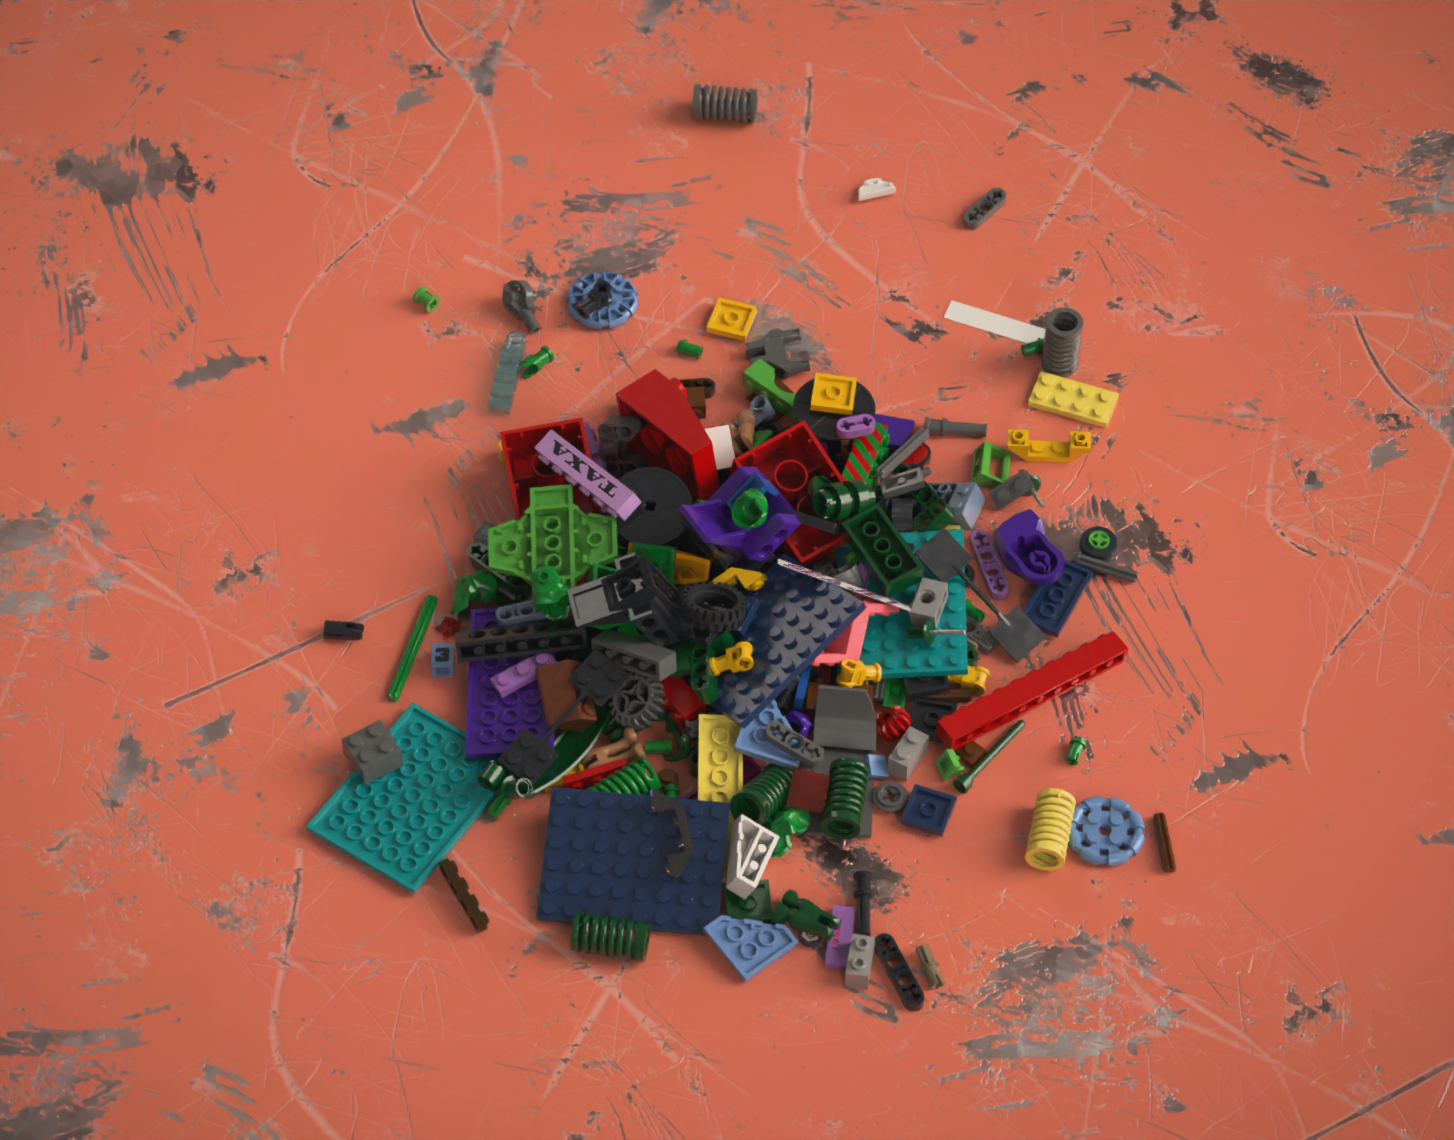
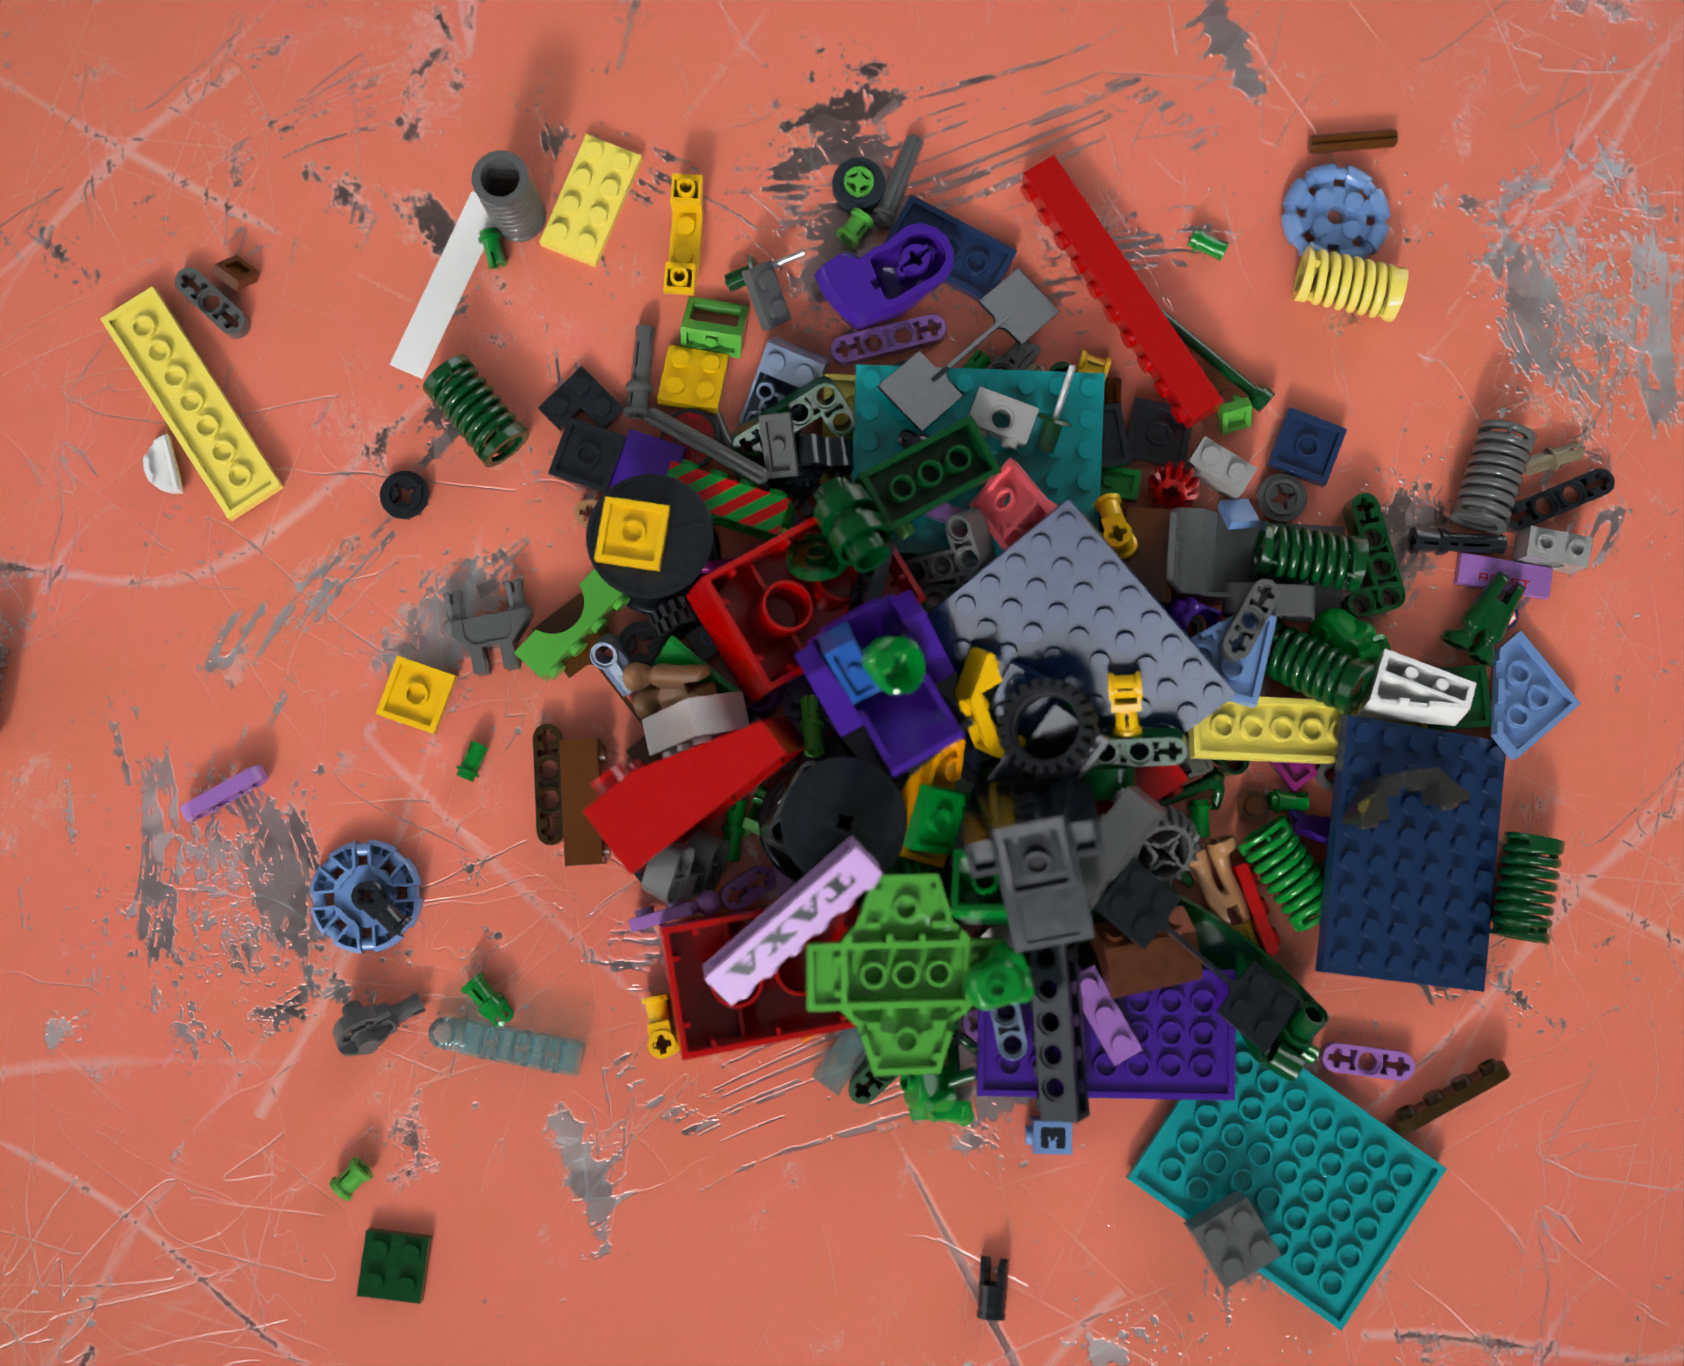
camera: 90 degrees left, 30 degrees up
(371, 324) = (394, 1265): none -> dark green plate
(412, 648) = (1021, 1181): green axle -> none
(445, 624) = (983, 1134): clear red plate -> none
(492, 856) = (1389, 1055): none -> medium lavender beam
(666, 227) = (224, 793): none -> medium lavender beam
(808, 791) = (1315, 605): clear red piece -> none
(844, 585) = (997, 536): sticker -> none
(855, 426) = (686, 505): medium lavender beam -> none
(863, 302) = (390, 495): none -> black gear
(881, 839) = (1381, 552): none -> dark green beam
(896, 399) = (587, 456): none -> black plate
(903, 928) = (1493, 477): none -> dark grey piece
(916, 201) = (192, 403): none -> light yellow plate
(919, 337) = (475, 410): none -> dark green piece
(936, 398) = (581, 394): none -> black plate
(952, 455) = (693, 379): none -> yellow plate
(1004, 217) = (236, 272): none -> reddish brown plate
(1066, 541) = (854, 228): none -> bright green bush

